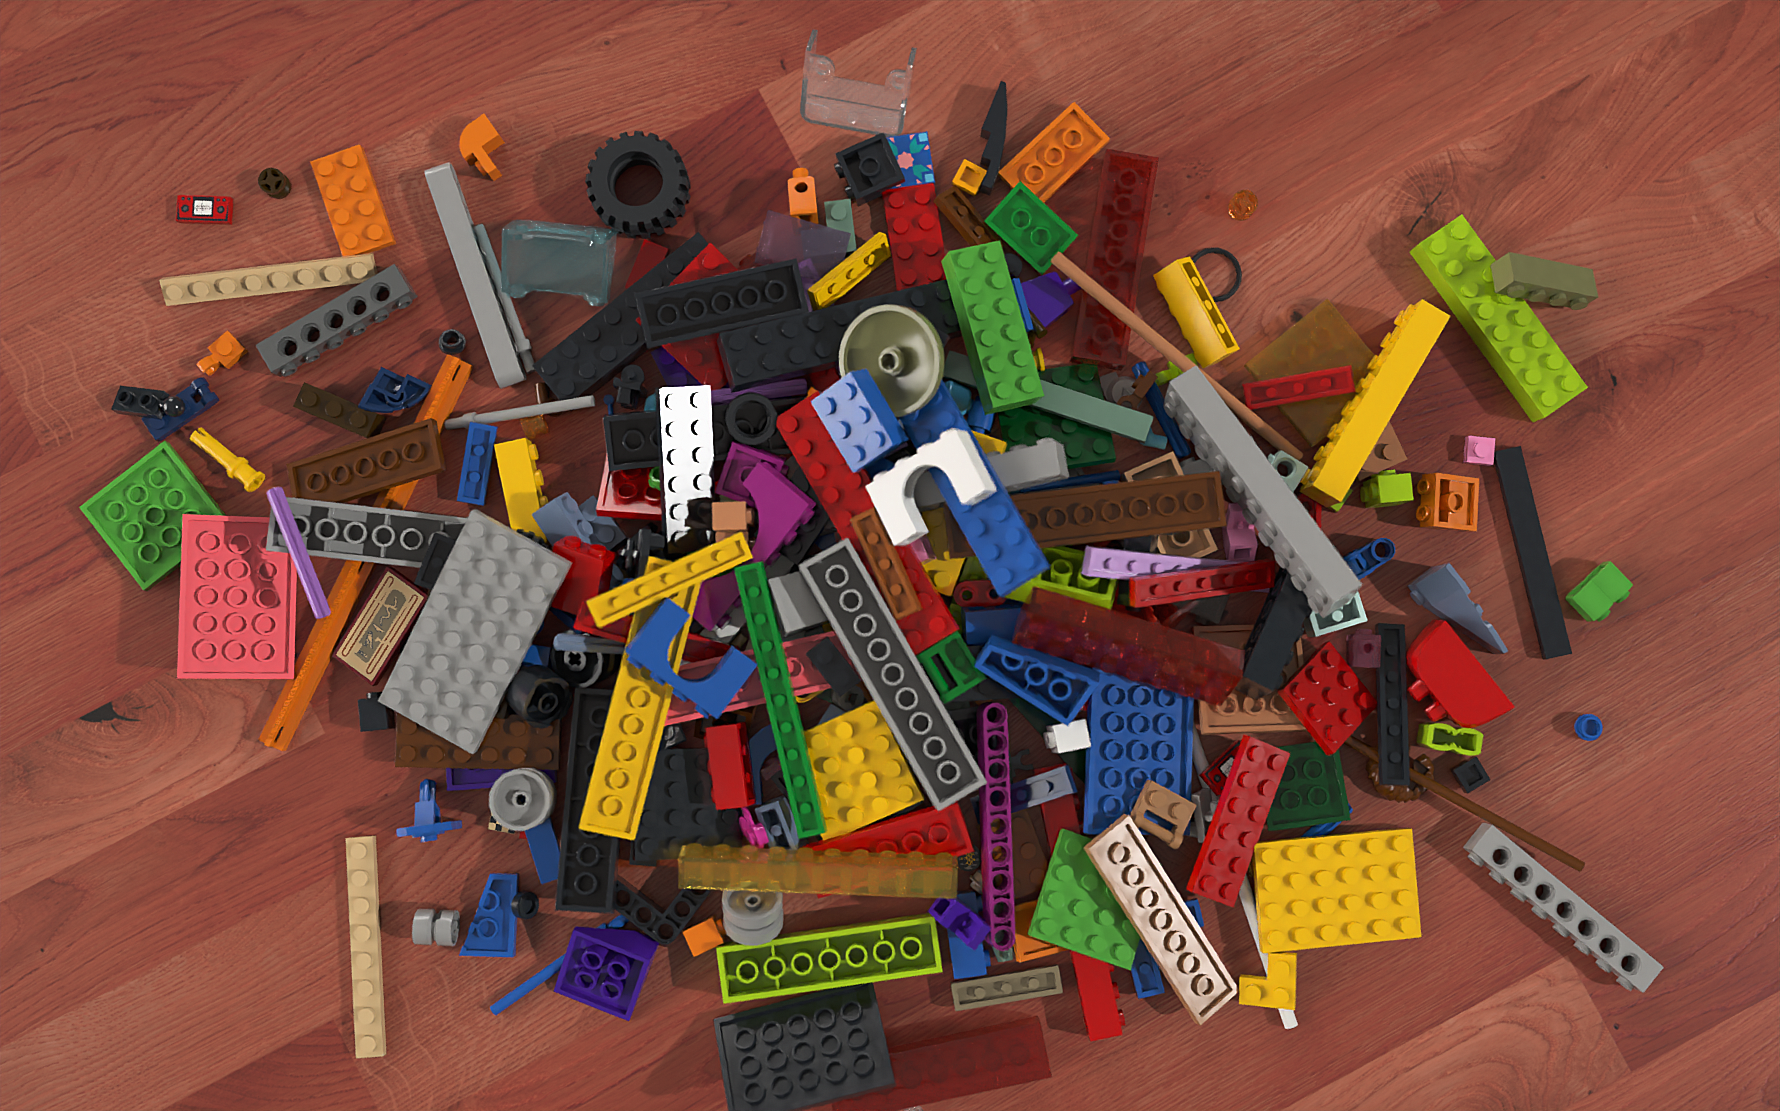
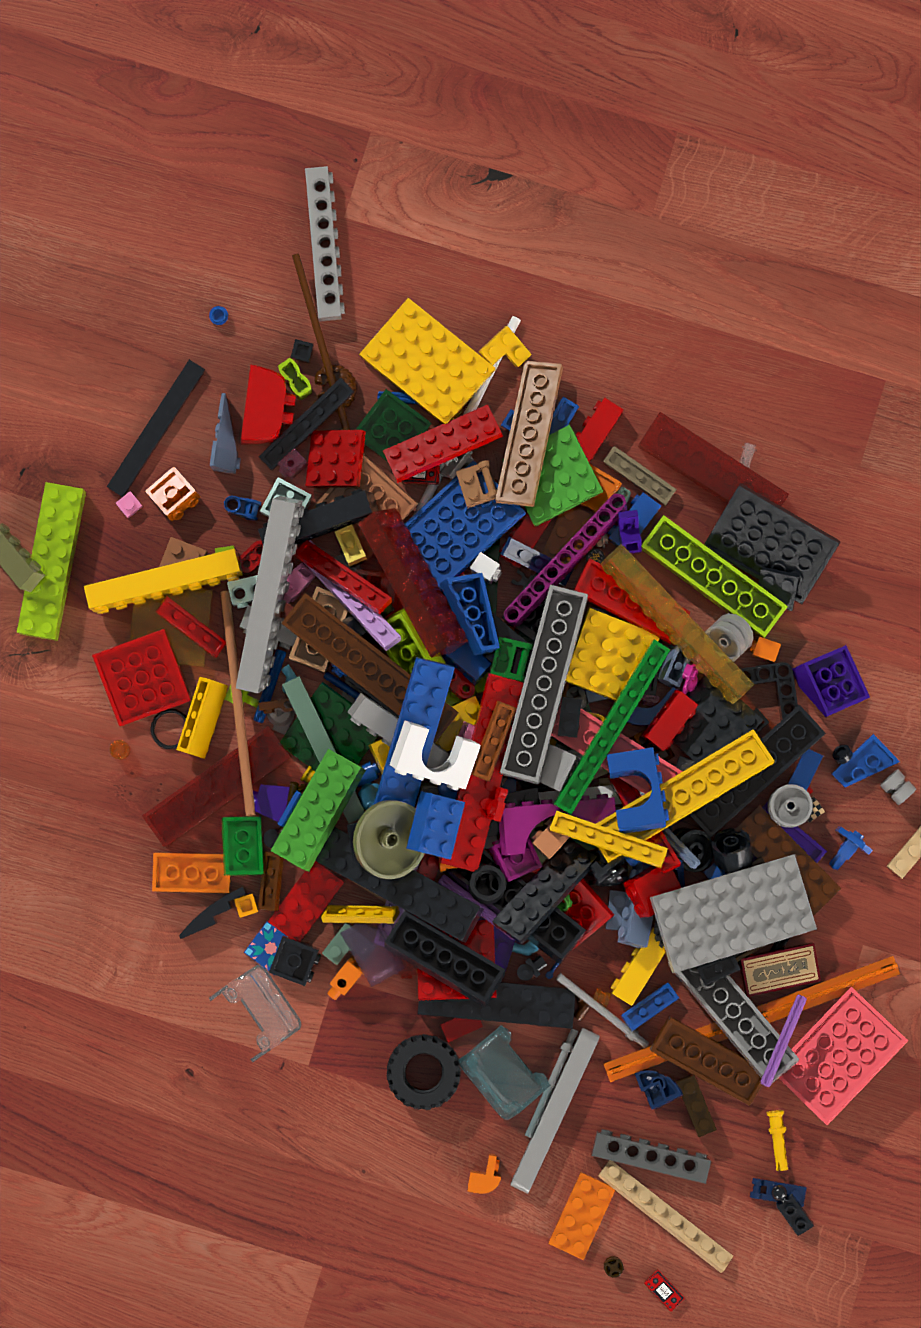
camera: 130 degrees left, 0 degrees up
(144, 513) = (845, 1149): bright green plate -> none
(224, 351) = (725, 1200): orange plate -> none
(374, 714) = (826, 927): black brick -> none
(450, 336) = (597, 1088): black plate -> none
(545, 973) = (864, 709): blue bar -> none
(754, 1017) = (780, 584): none -> black wing
(815, 499) = (496, 807): none -> red plate
(1225, 624) = (350, 545): none -> light yellow plate
(1295, 293) = (141, 677): none -> red plate
(1387, 489) = (199, 532): lime brick -> none
(1599, 592) = (144, 375): bright green brick -> none

